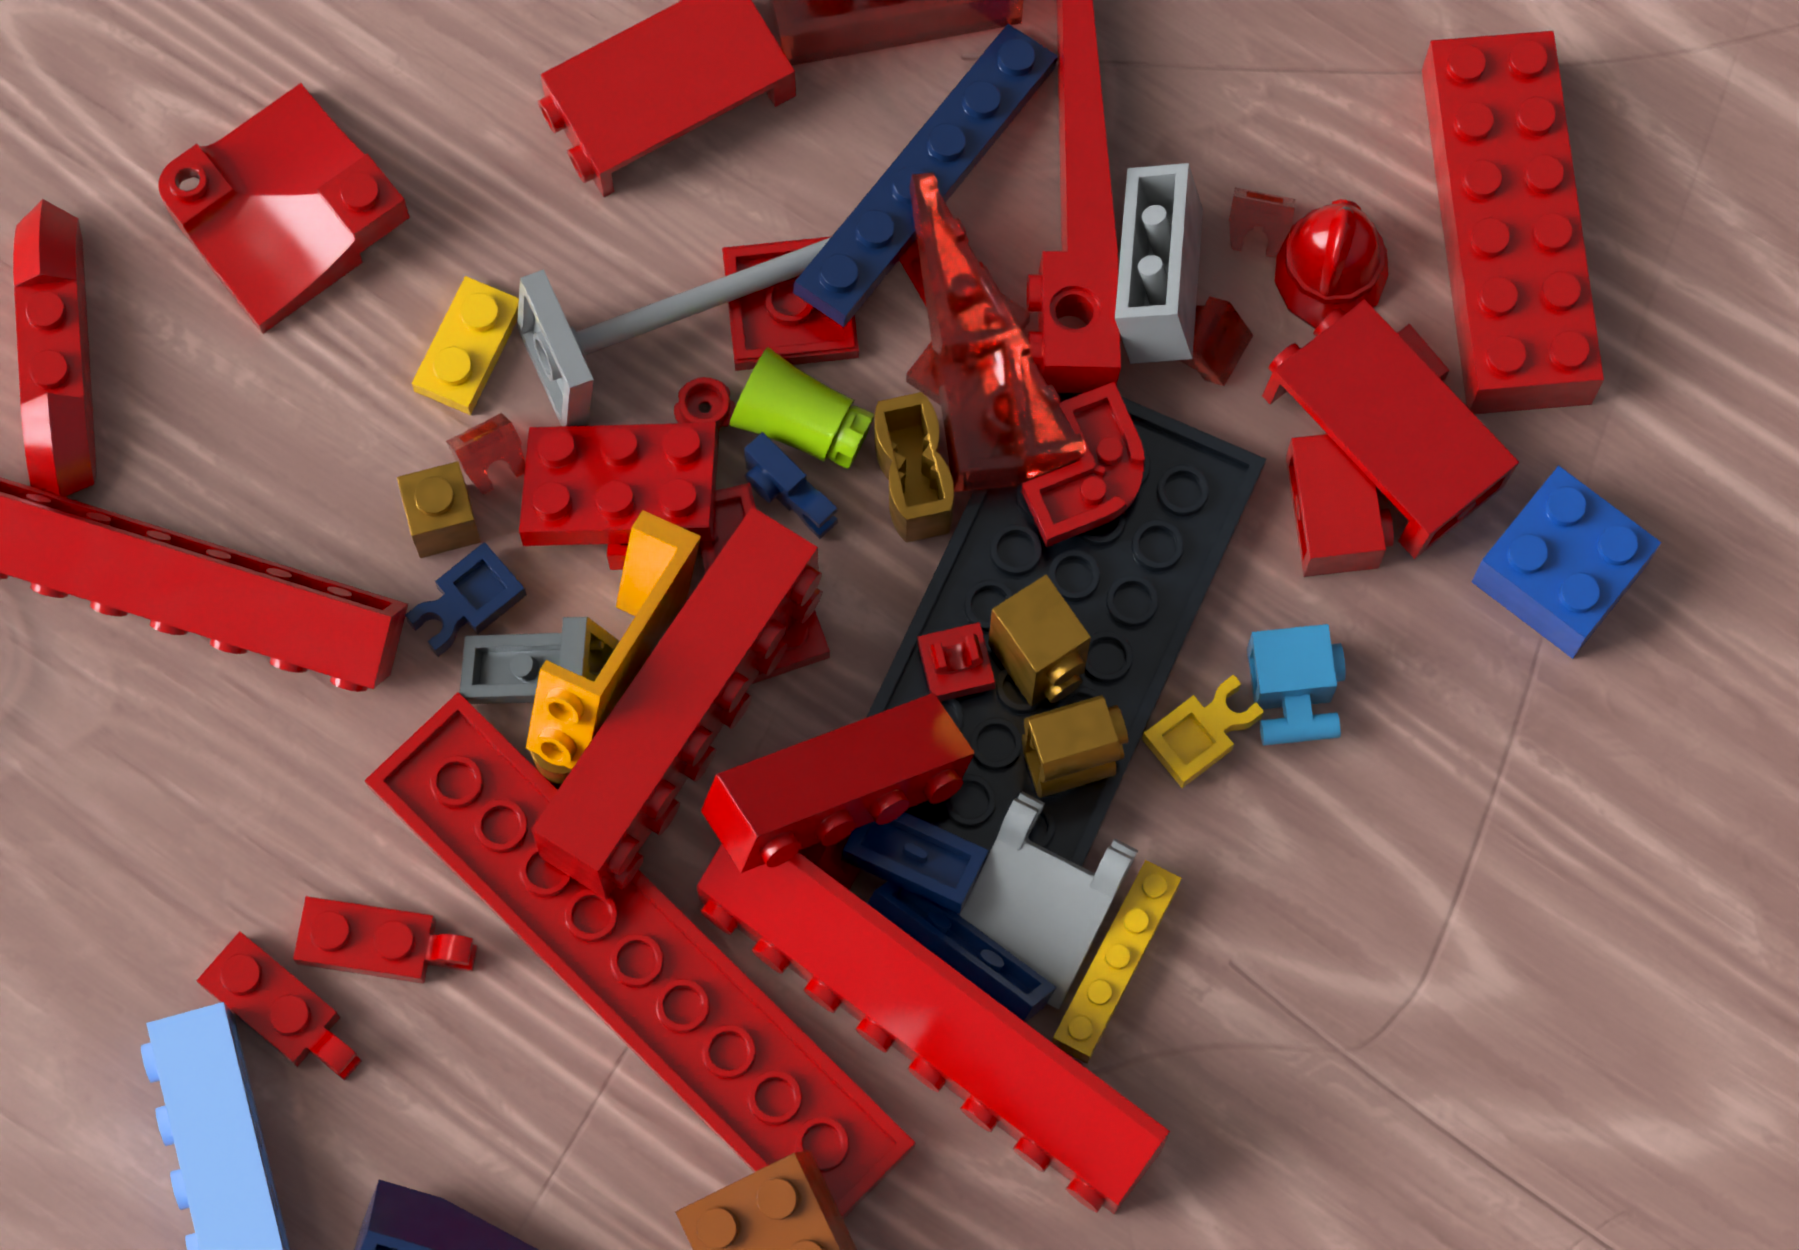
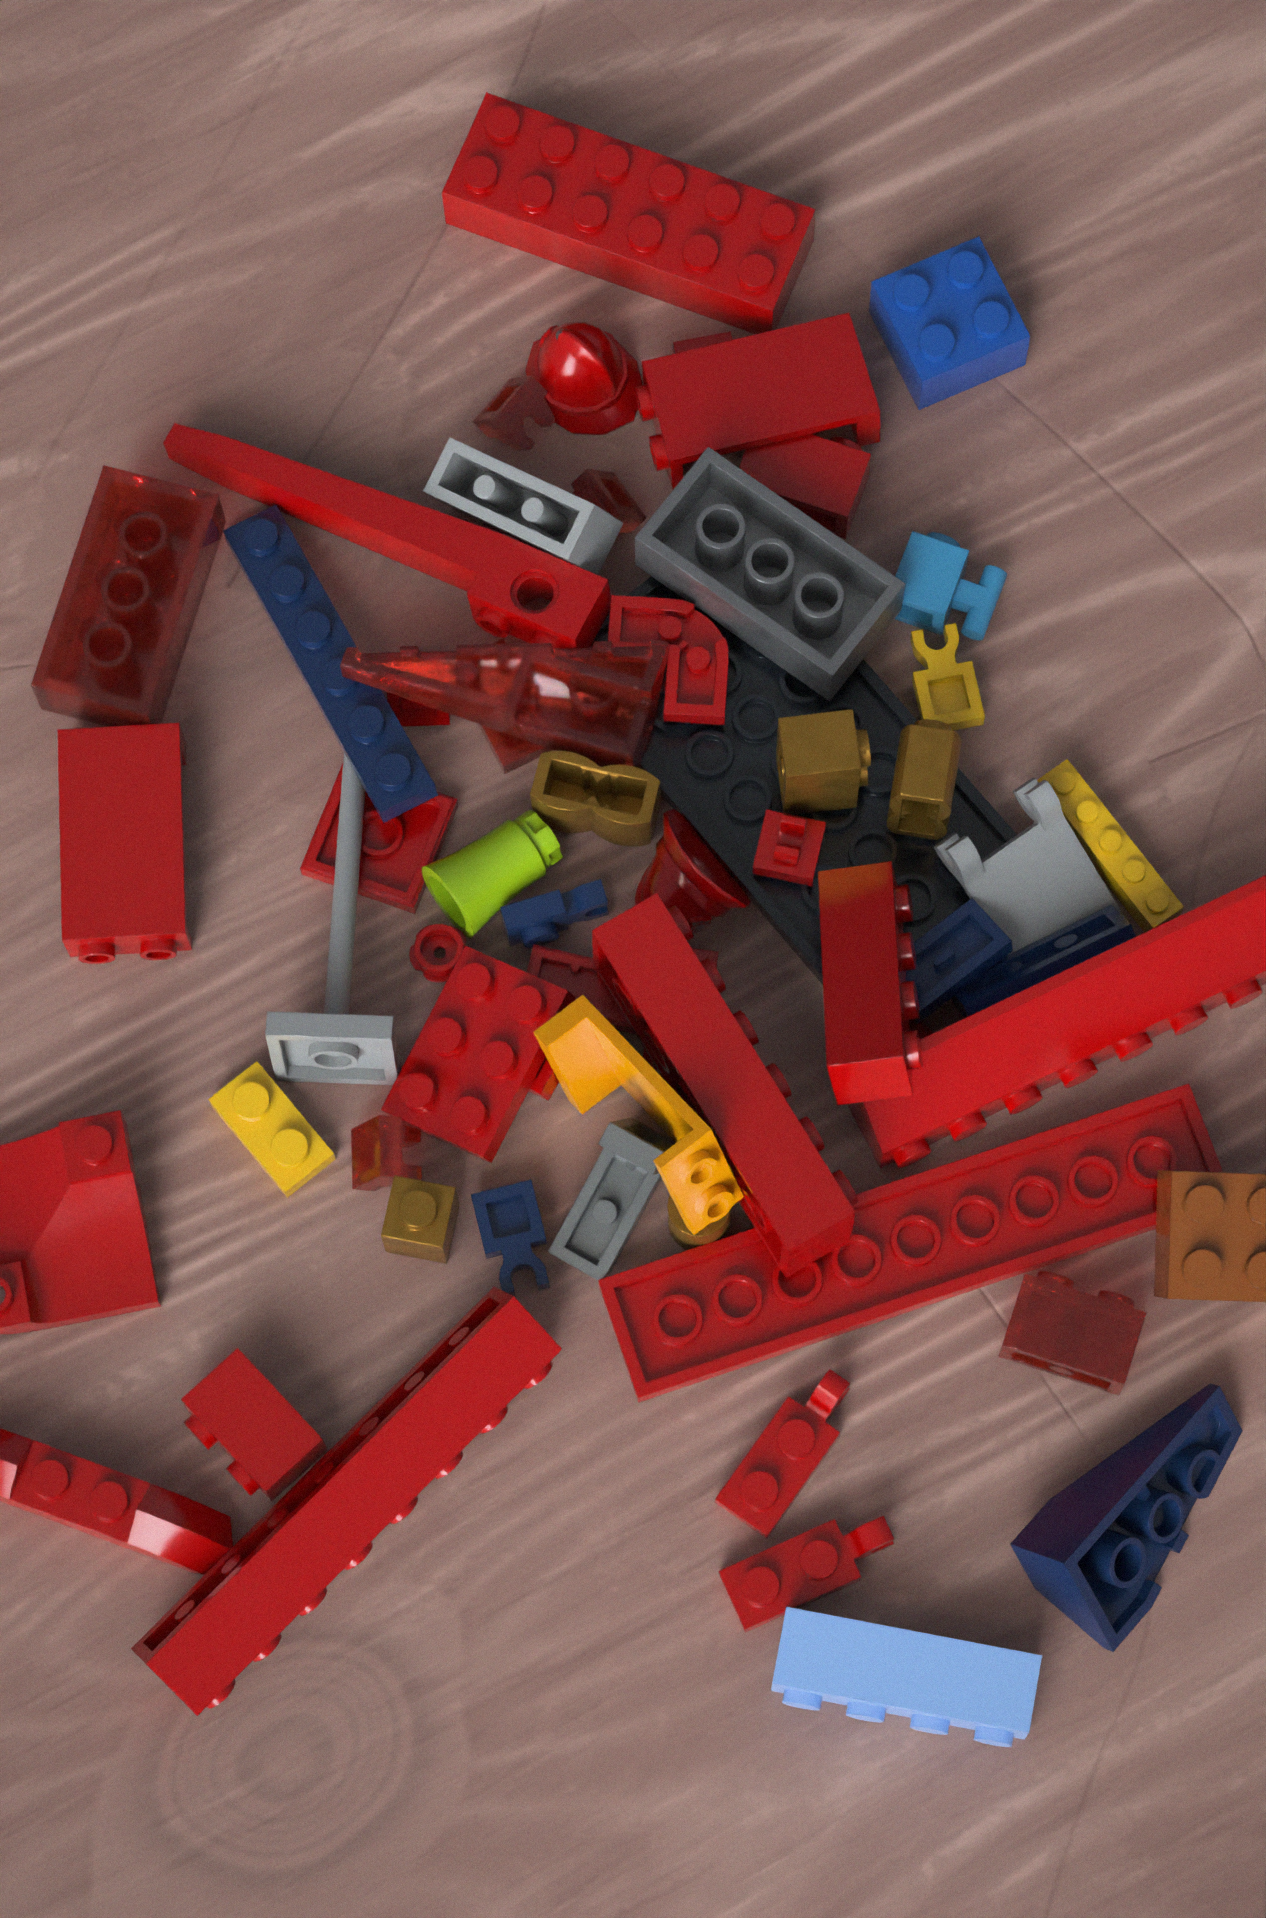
camera: 60 degrees left, 0 degrees up
(181, 460) = (252, 1426): none -> red brick
(617, 1146) = (1073, 1332): none -> clear red brick
(880, 587) = (689, 876): none -> red piece
(1207, 510) = (769, 573): none -> flat silver brick

